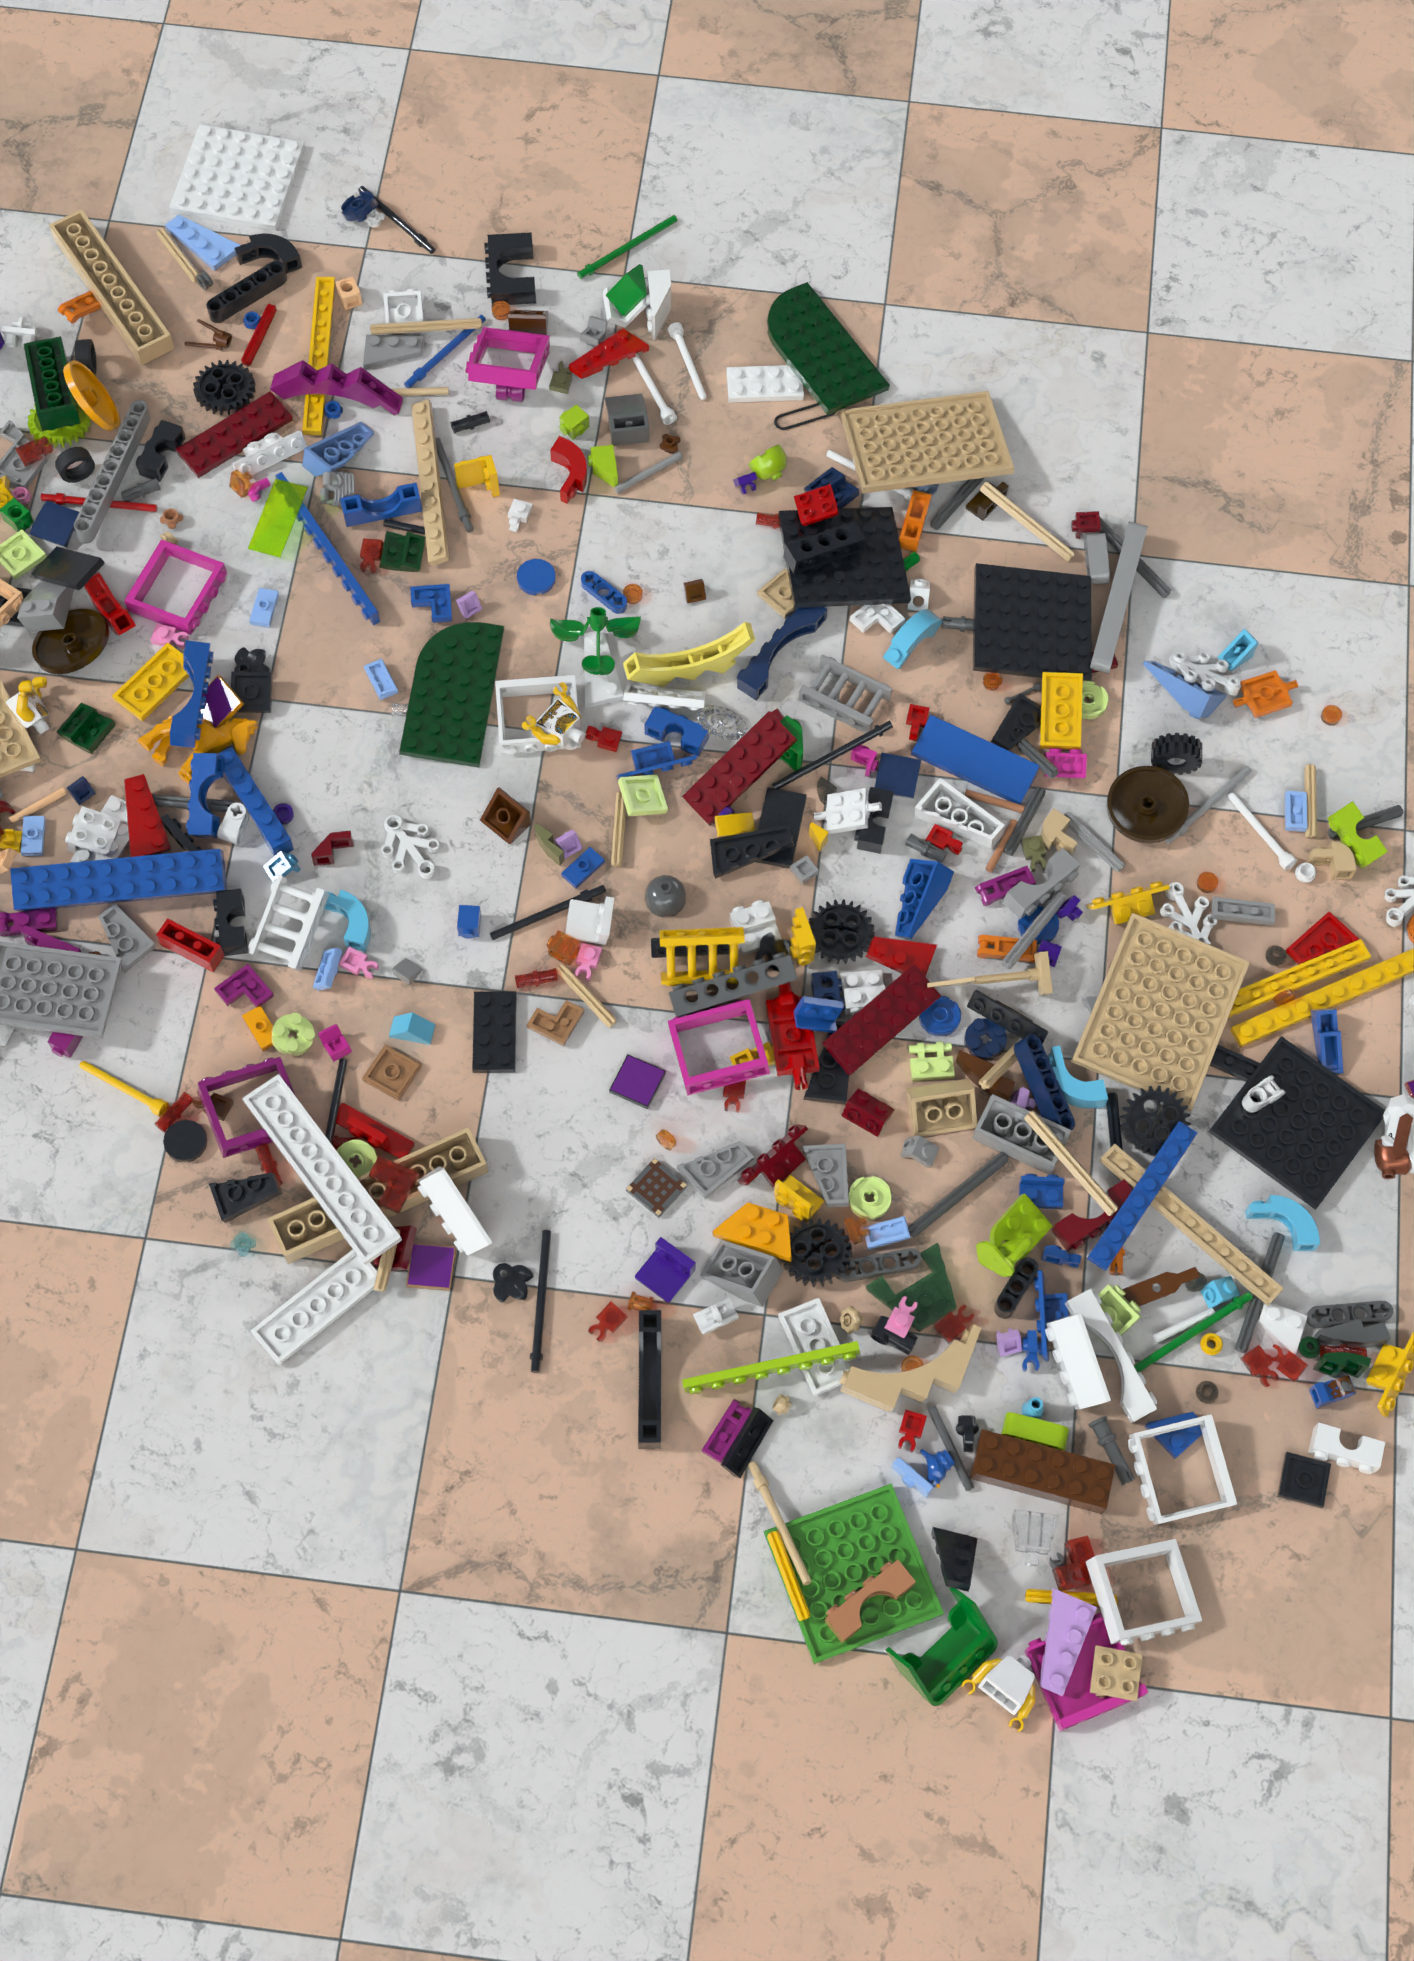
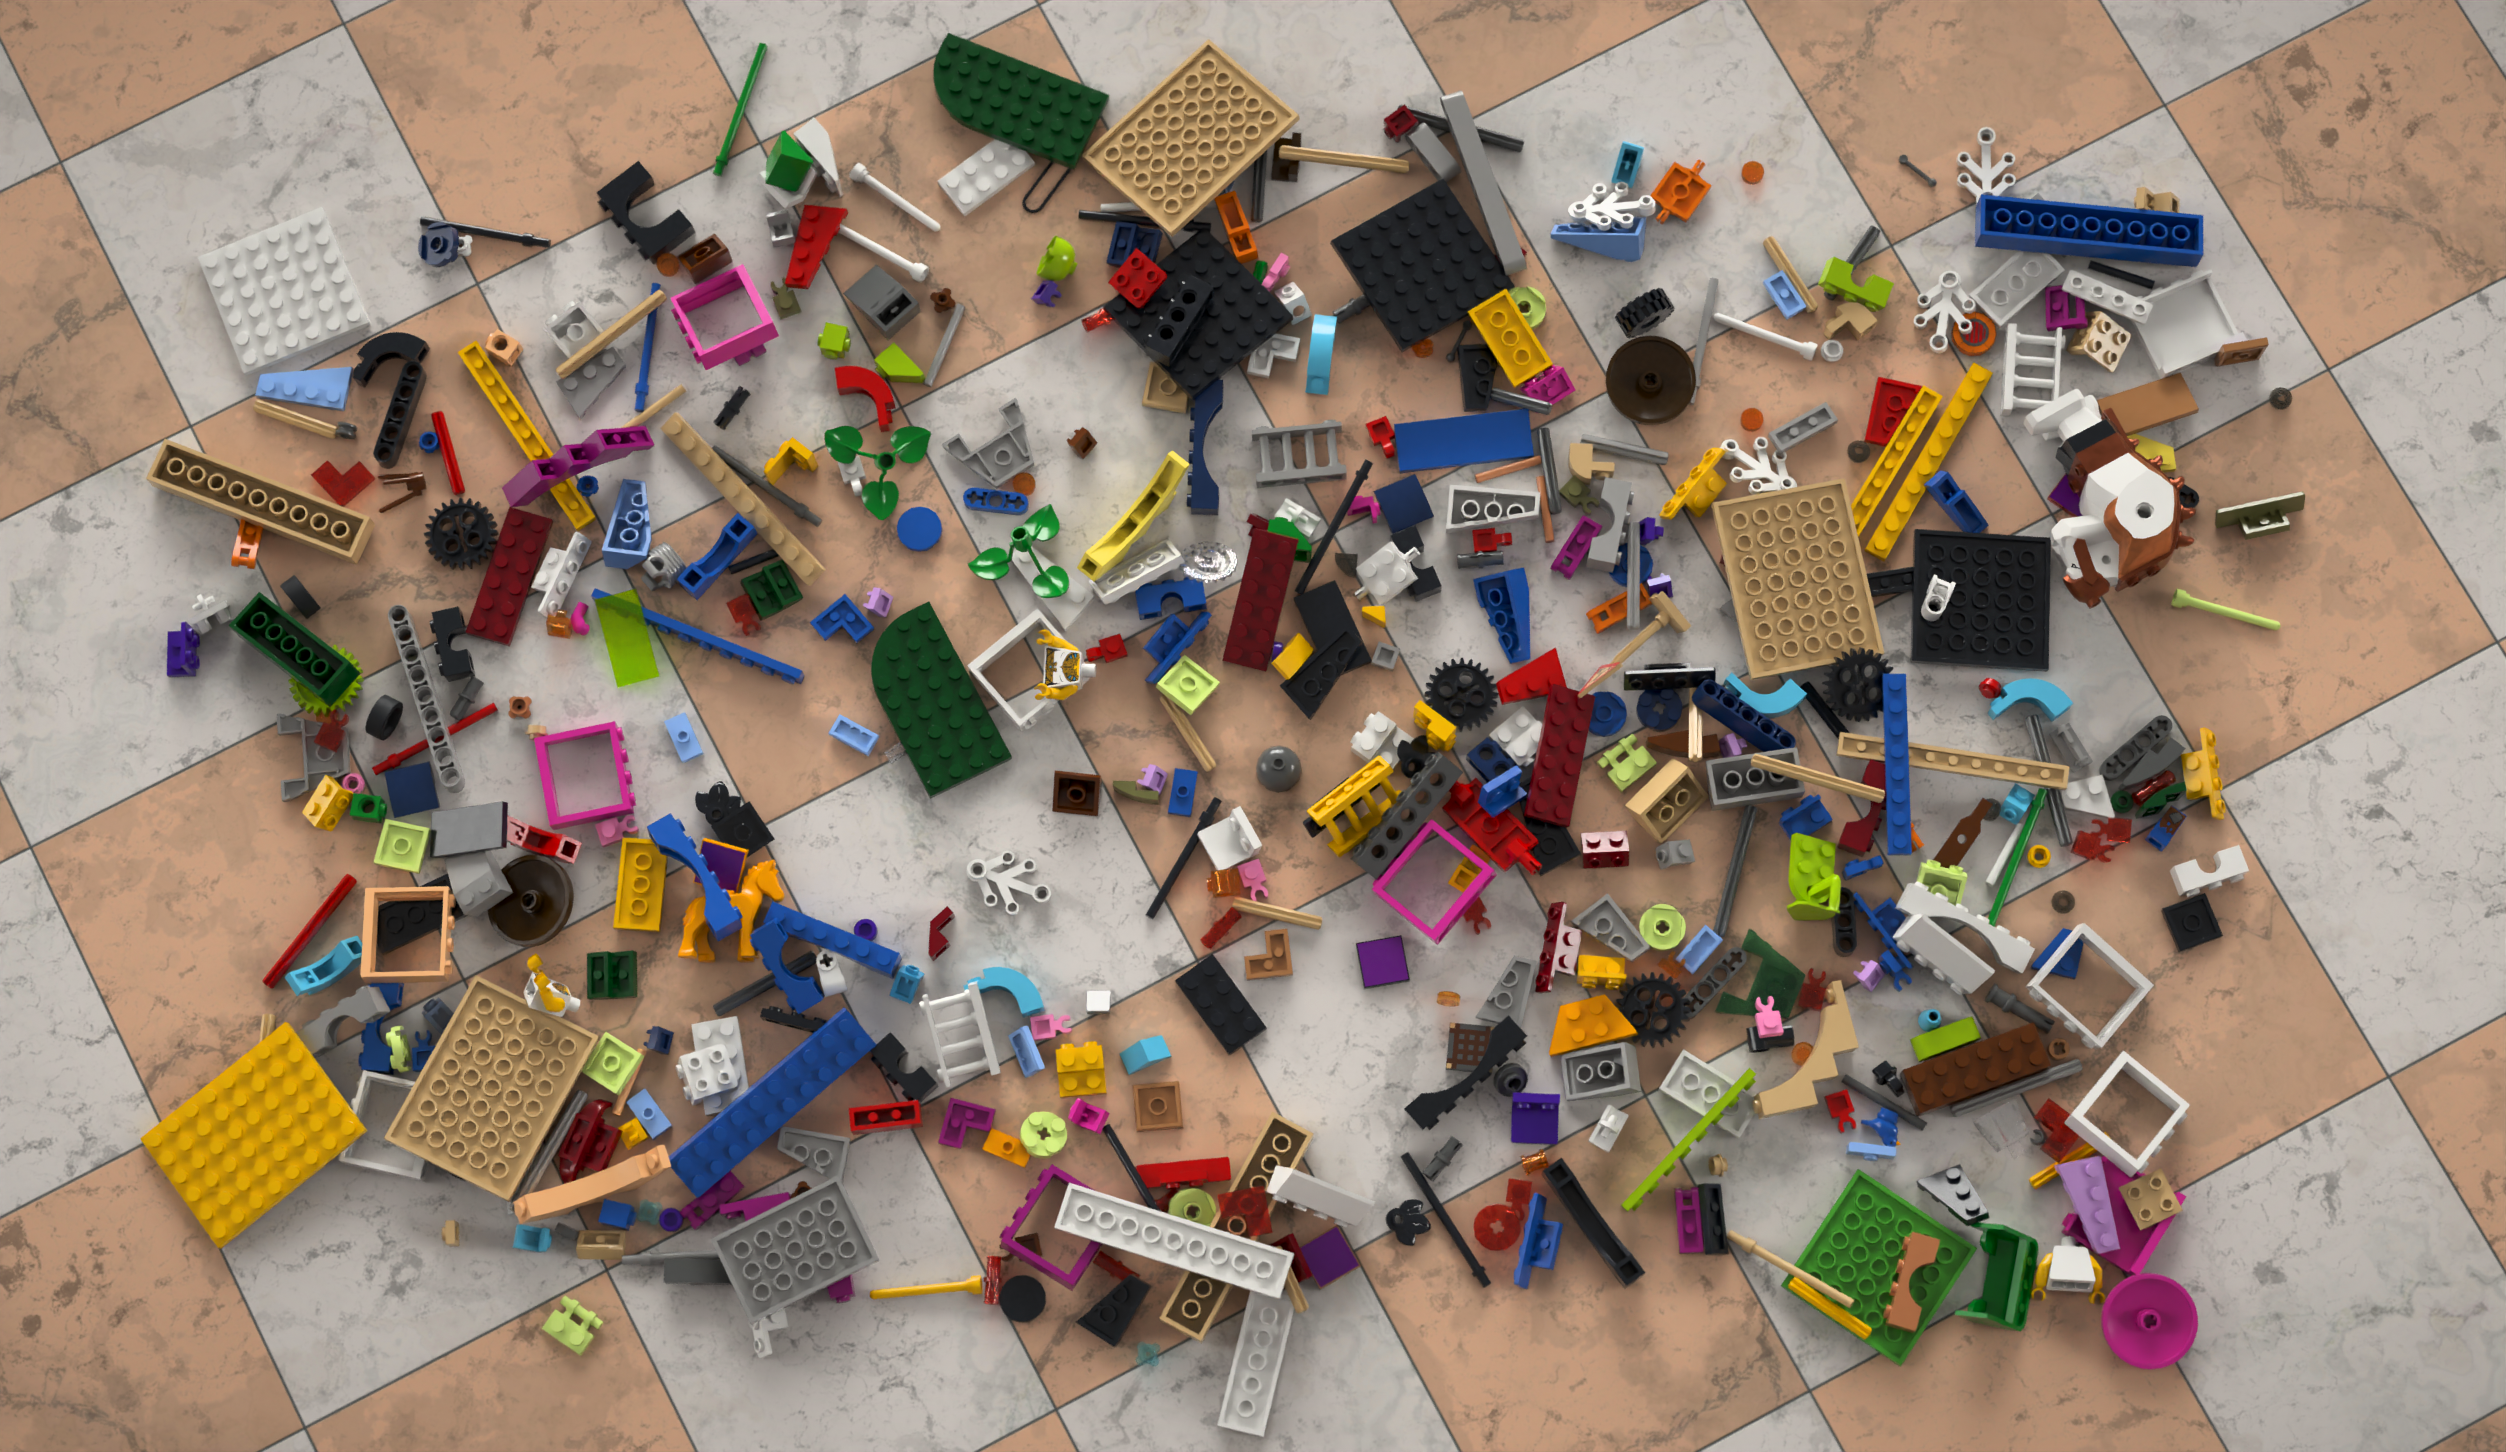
camera: 30 degrees left, 10 degrees up
(35, 784) = (612, 1063): none -> yellowish green plate
(91, 395) = (349, 637): light orange dish -> none
(143, 820) = (749, 1032): red wing -> none
(174, 314) = (343, 487): none -> clear red plate
(356, 1008) = (1081, 1070): none -> yellow plate
(469, 921) = (1120, 917): blue brick -> none
(527, 540) = (880, 496): none -> green plant
(572, 1253) = (1442, 1158): none -> dark grey pin
(587, 1333) = (1502, 1239): none -> clear red plate
(597, 1365) = (1539, 1242): none -> blue bracket
(631, 565) = (1000, 457): none -> light grey wing
(668, 1227) = (1510, 1079): none -> dark grey plate
(683, 1194) = (1502, 1040): none -> black arch
(812, 735) = (1301, 518): none -> white hips
(851, 1319) = (1723, 1049): tan piece -> none
(881, 499) = (1139, 220): none -> black bar
(922, 566) = (1279, 269): none -> bright pink plate
(1046, 1773) = (2149, 1321): none -> dark pink dish
(1067, 1510) = (2016, 1087): none -> light grey axle
(1116, 1500) = (2050, 1049): none -> medium nougat bush
(1259, 1191) = (1990, 688): none -> red plate
(1284, 997) = (1893, 488): clear orange tile -> none
(1295, 1278) = (2070, 747): none -> light grey hinge

